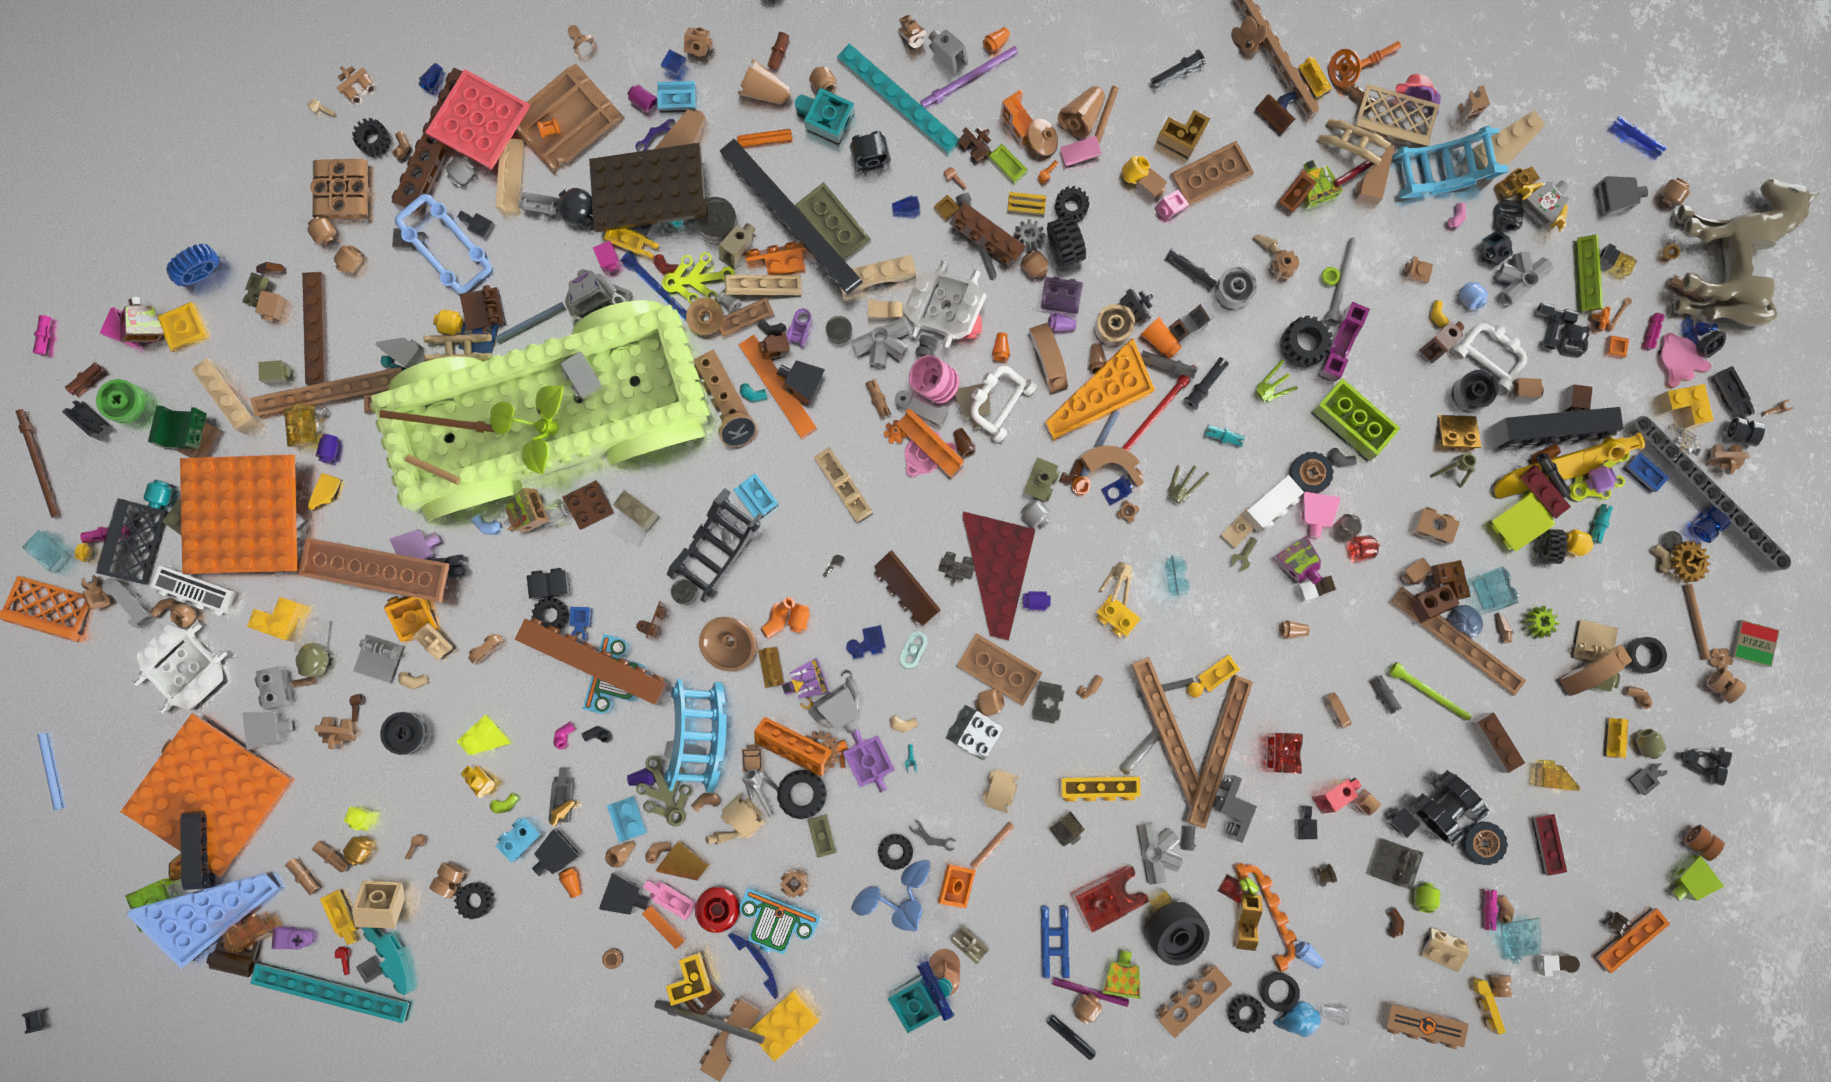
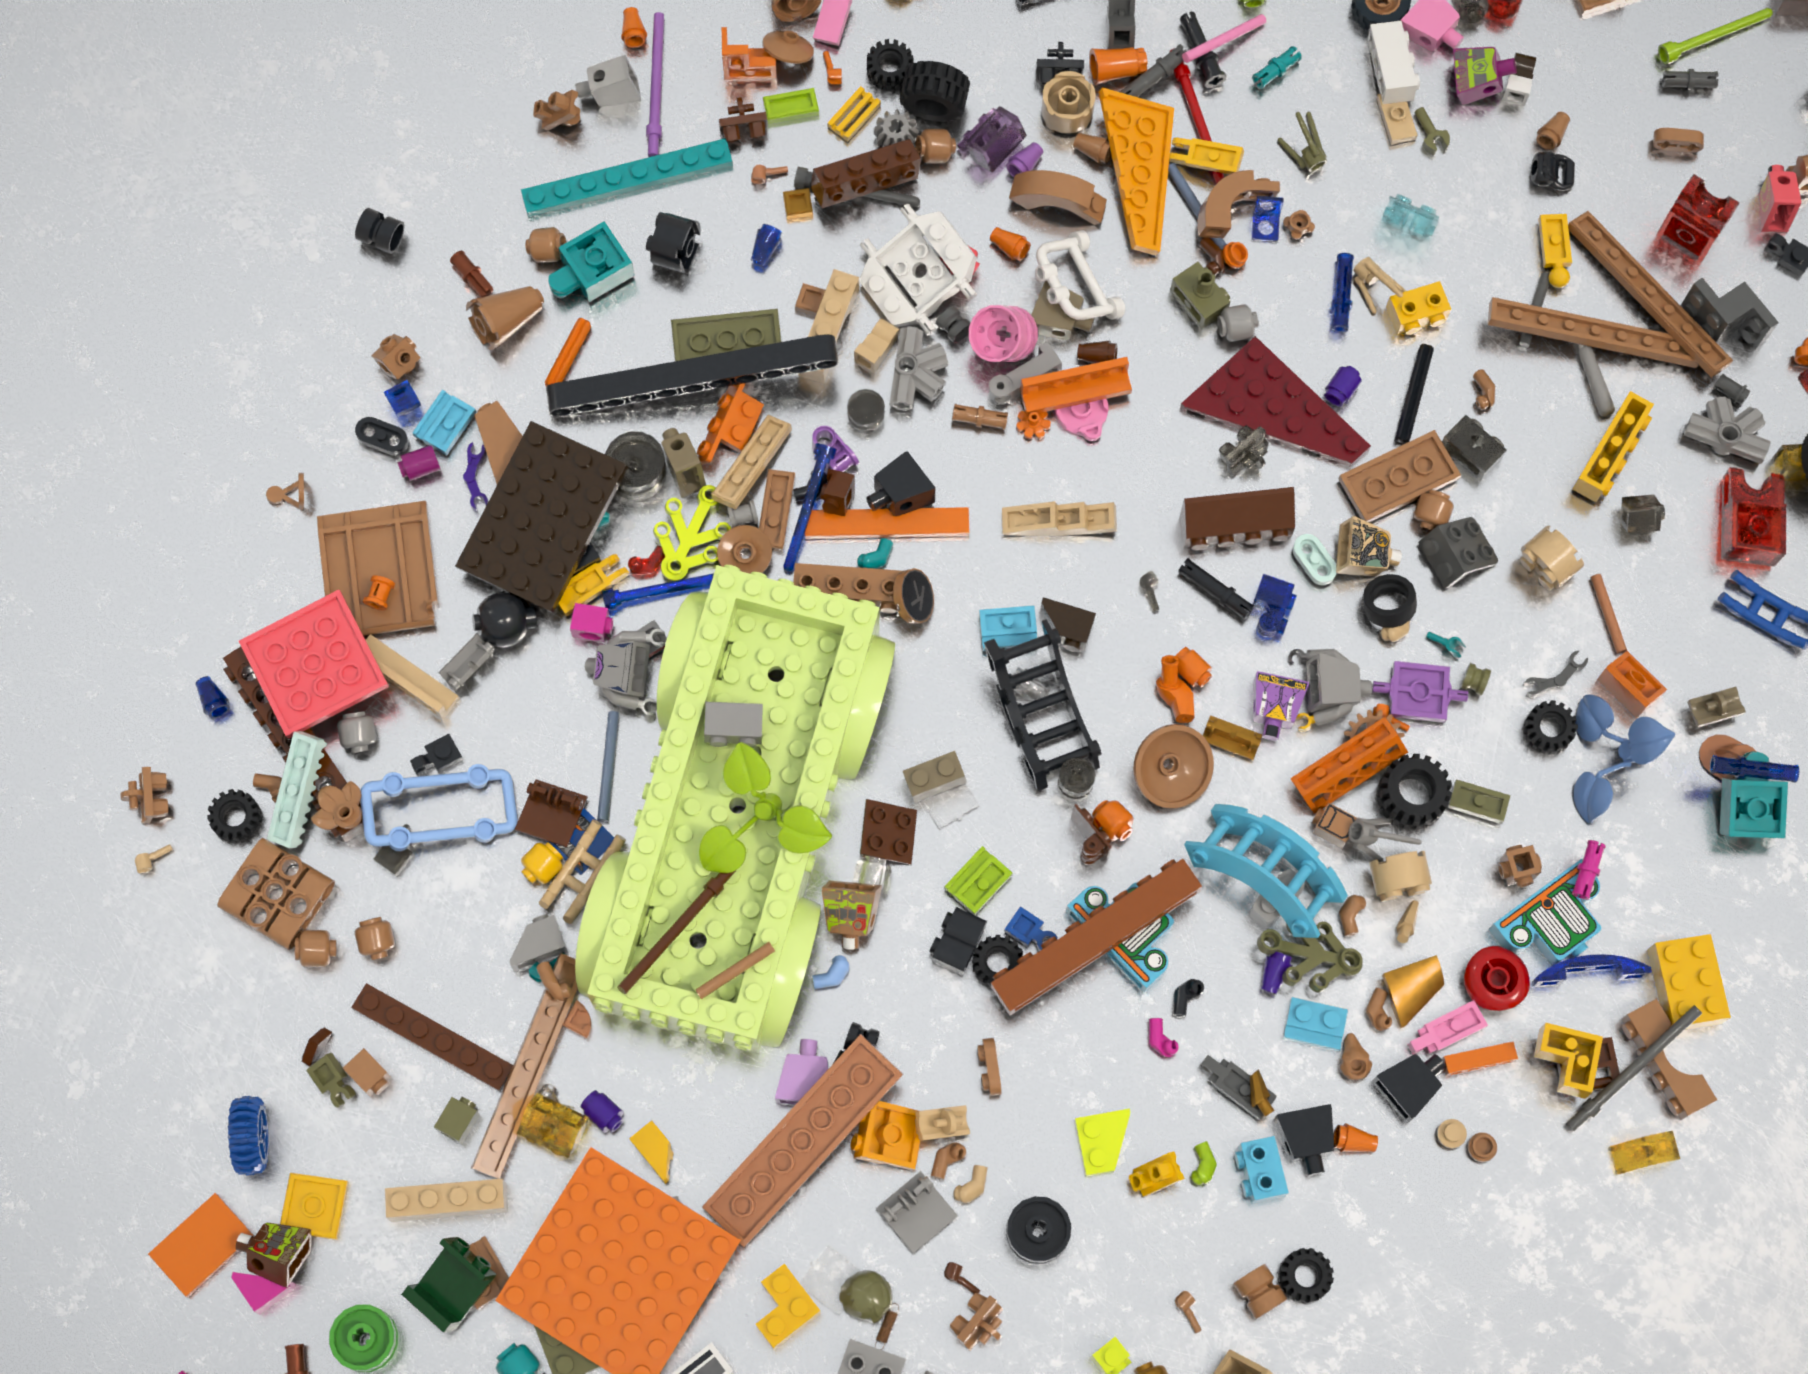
camera: 55 degrees left, 10 degrees down
(123, 280) = (199, 1245): none -> orange tile
(377, 372) = (551, 984): none -> medium nougat arm
(400, 158) = (296, 789): none -> light aqua gear
(405, 187) = (336, 804): none -> medium nougat plate
(418, 654) = (945, 1157): none -> medium nougat arm
(591, 573) = (978, 880): none -> lime plate
(609, 936) = (1451, 1133): none -> tan plate
(645, 67) = (383, 436): none -> black plate
(664, 1056) = (1644, 1153): none -> clear yellow slope
(674, 628) = (1113, 820): none -> orange head
(779, 530) = (1070, 621): none -> dark brown slope
(788, 323) = (823, 456): none -> clear blue piece
(812, 926) = (1588, 869): none -> dark pink pin
(857, 603) = (1216, 588): none -> black pin
(889, 252) = (809, 299): none -> medium nougat tile
(897, 789) = (1475, 679): none -> olive wheel
(907, 722) = (1386, 584): none -> black tyre
(936, 676) = (1364, 549): none -> torso
(1060, 646) = (1414, 393): none -> black axle
(1078, 574) = (1341, 303): none -> clear blue pin
(1135, 430) = (1208, 155): none -> yellow hinge
(1221, 392) = (1224, 38): none -> bright pink bar
(1263, 640) = (1546, 167): none -> black piece

